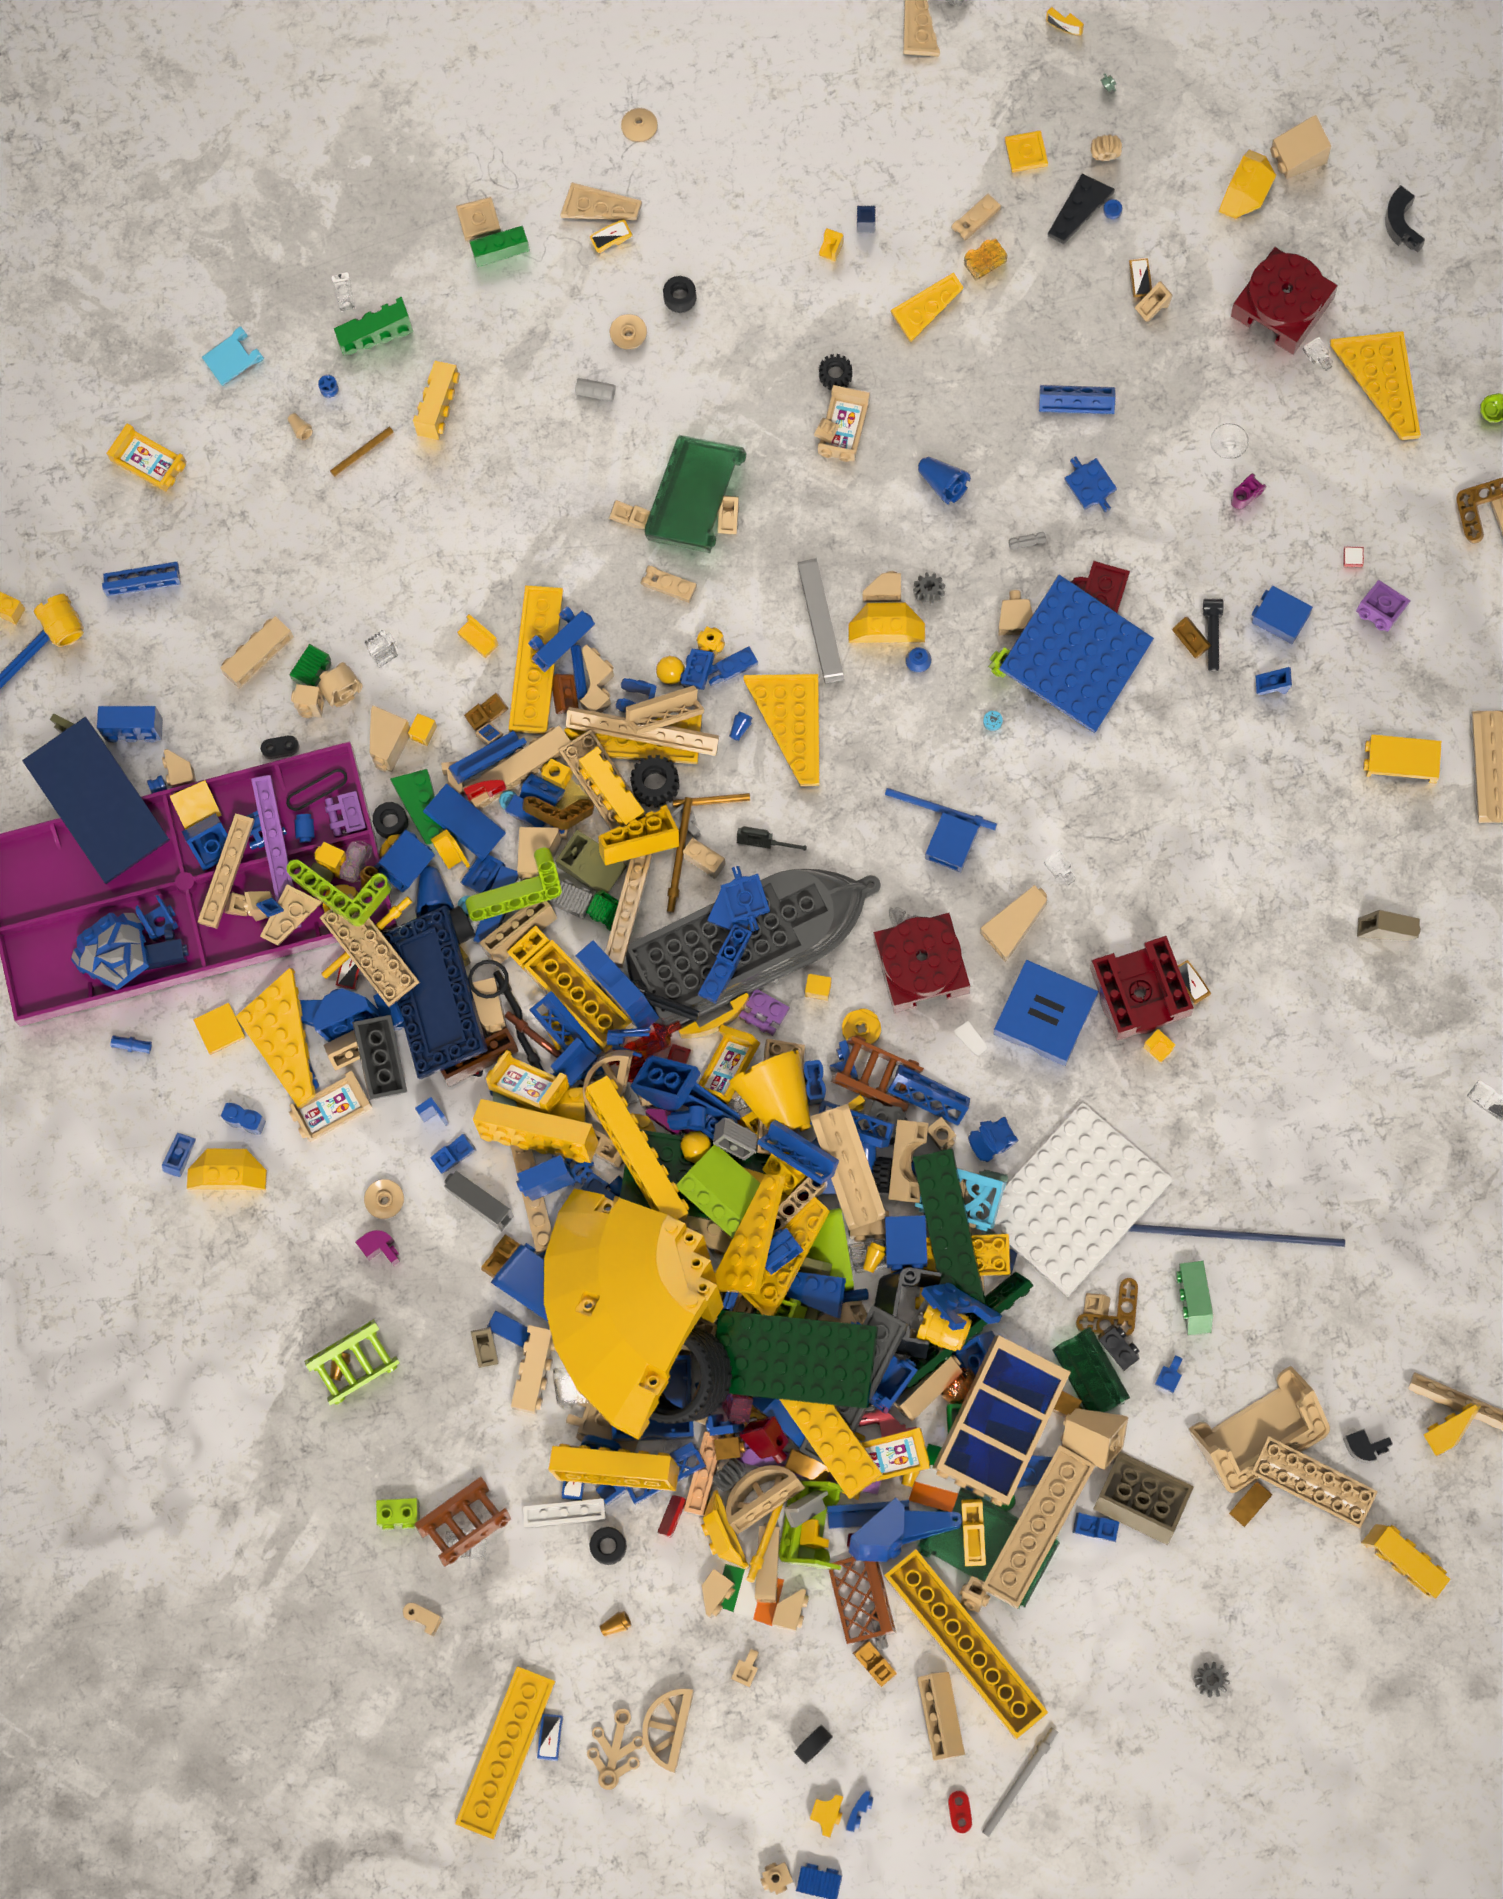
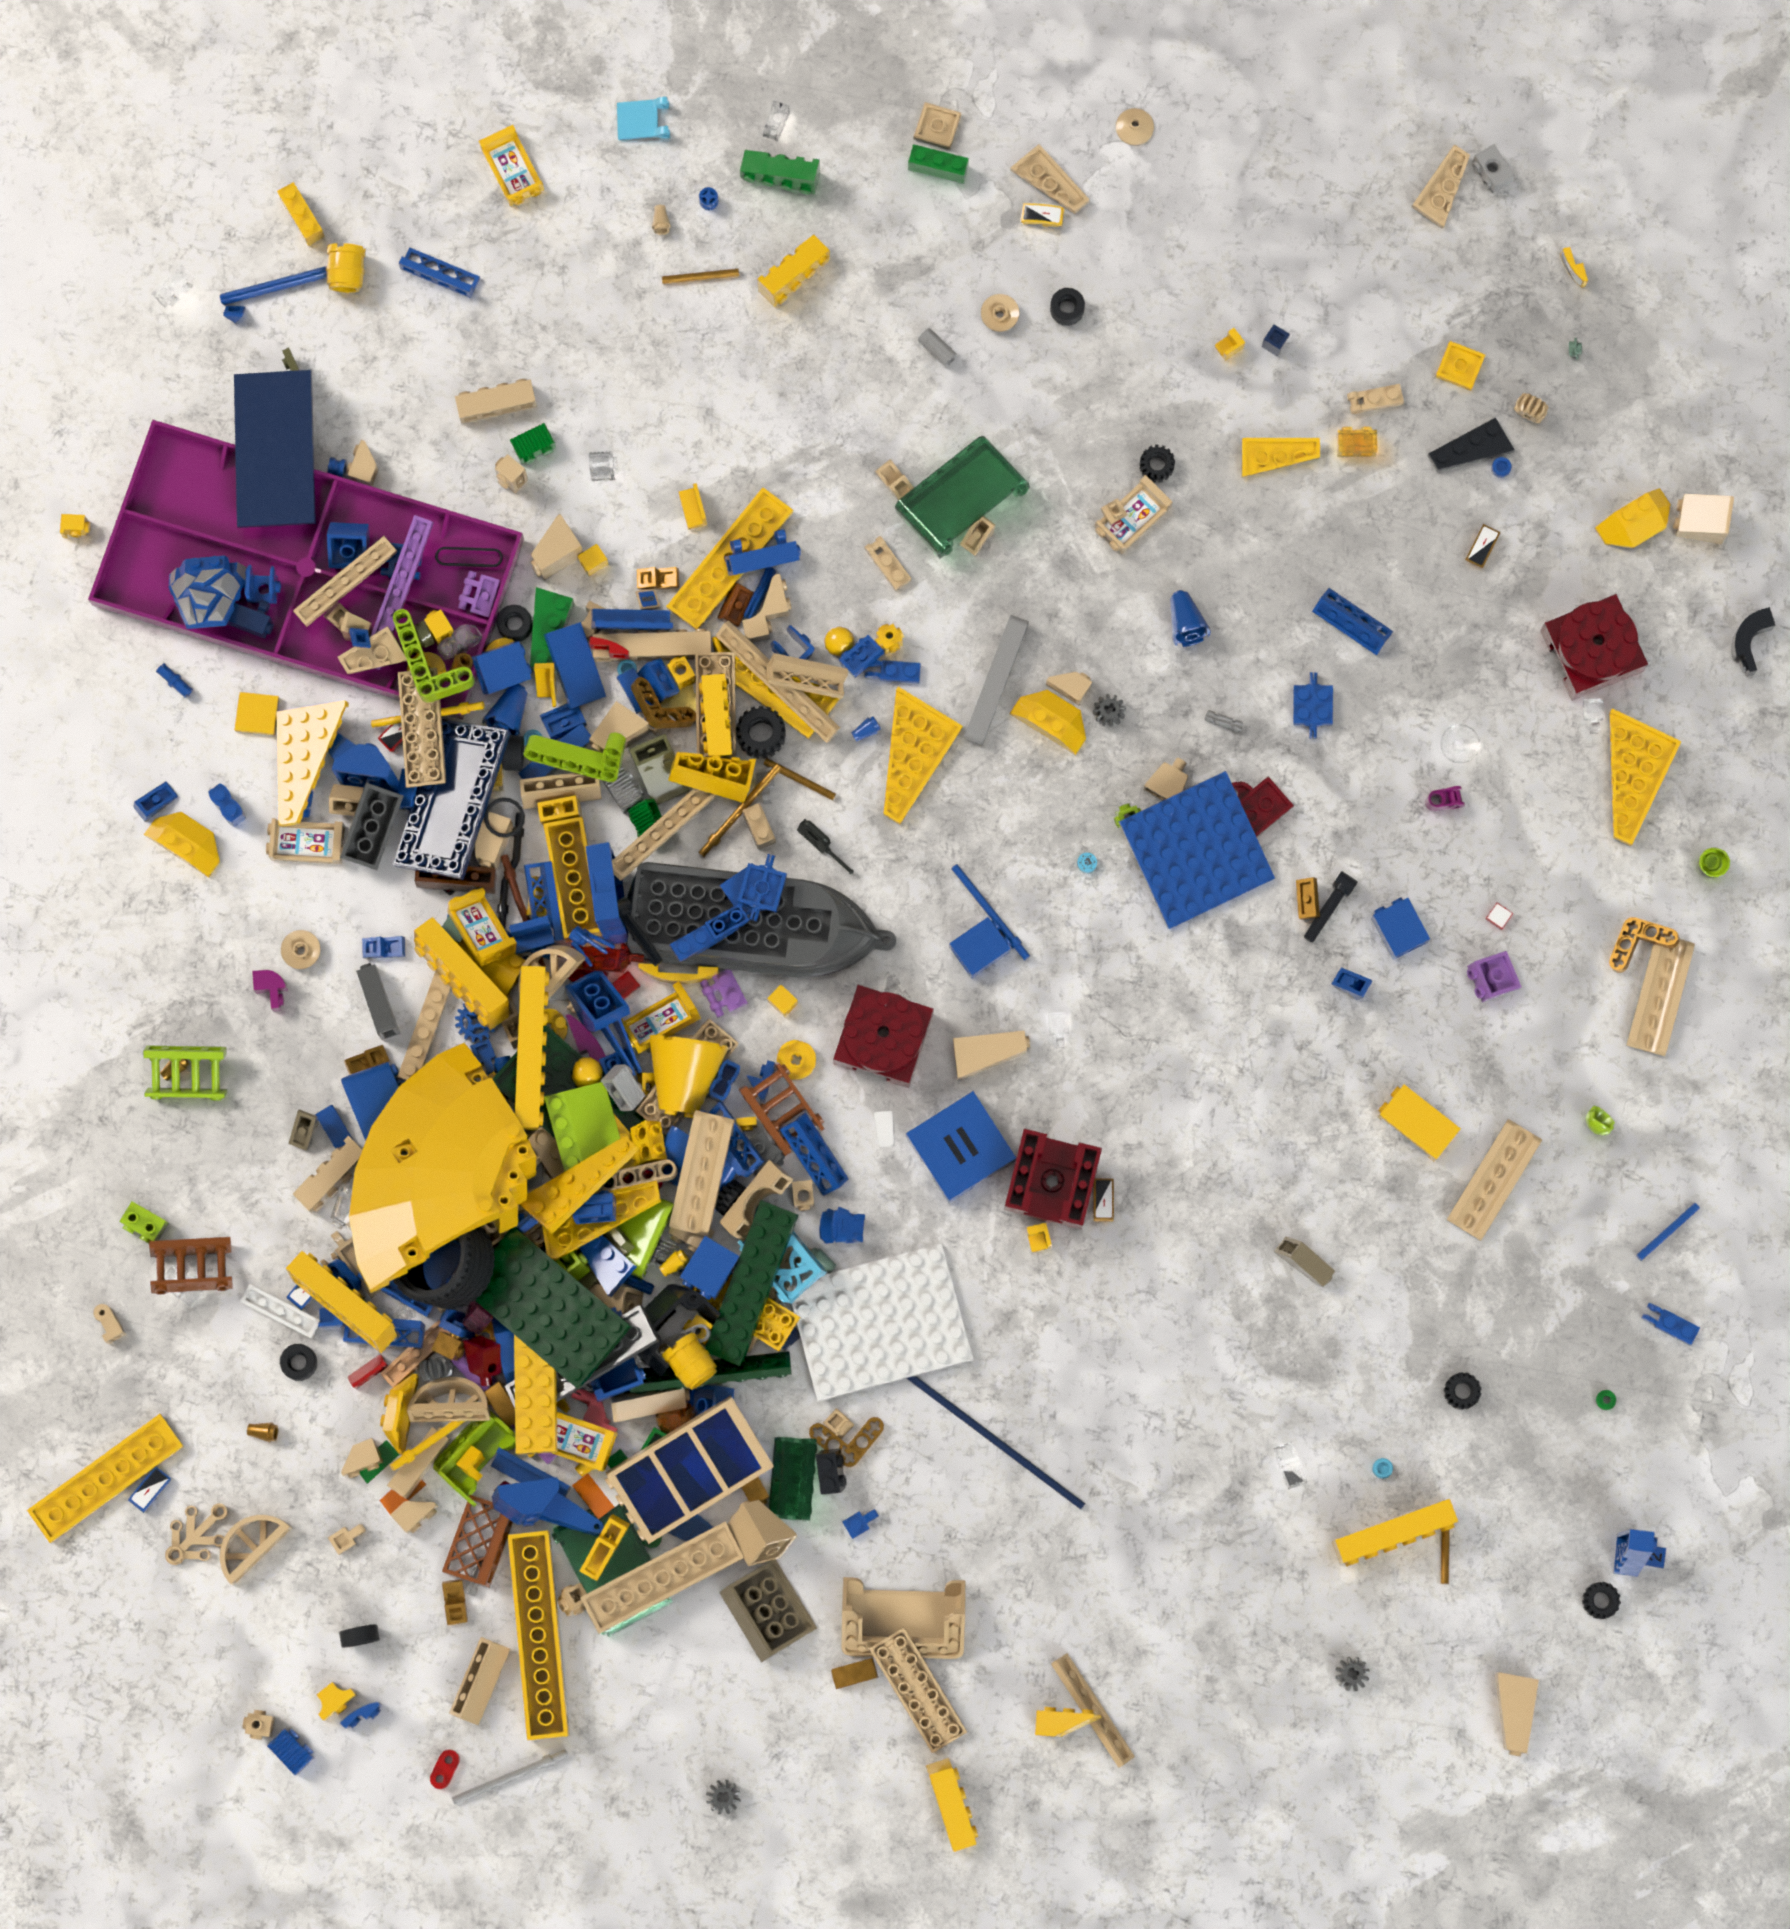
camera: 25 degrees right, 5 degrees up
(129, 723) = (347, 397): blue brick -> none
(194, 804) = (356, 505): yellow tile -> none
(279, 747) = (462, 498): black plate -> none
(304, 828) = (436, 584): blue brick -> none
(339, 685) = (546, 476): tan brick -> none
(429, 1109) = (386, 896): panel -> none
(545, 1178) = (442, 1020): blue brick -> none
(689, 1119) = (597, 1047): blue piece -> none
(801, 1151) = (670, 1135): blue fence -> none
(805, 1507) = (480, 1436): light grey panel -> none
(918, 659) = (1060, 773): blue cone -> none
(953, 1301) = (711, 1342): blue wing -> none
(1095, 1527) = (712, 1608): blue slope -> none
(1152, 303) = (1478, 576): tan slope -> none
(1195, 1297) = (923, 1470): wedge -> none
(1361, 1449) = (977, 1688): black brick -> none

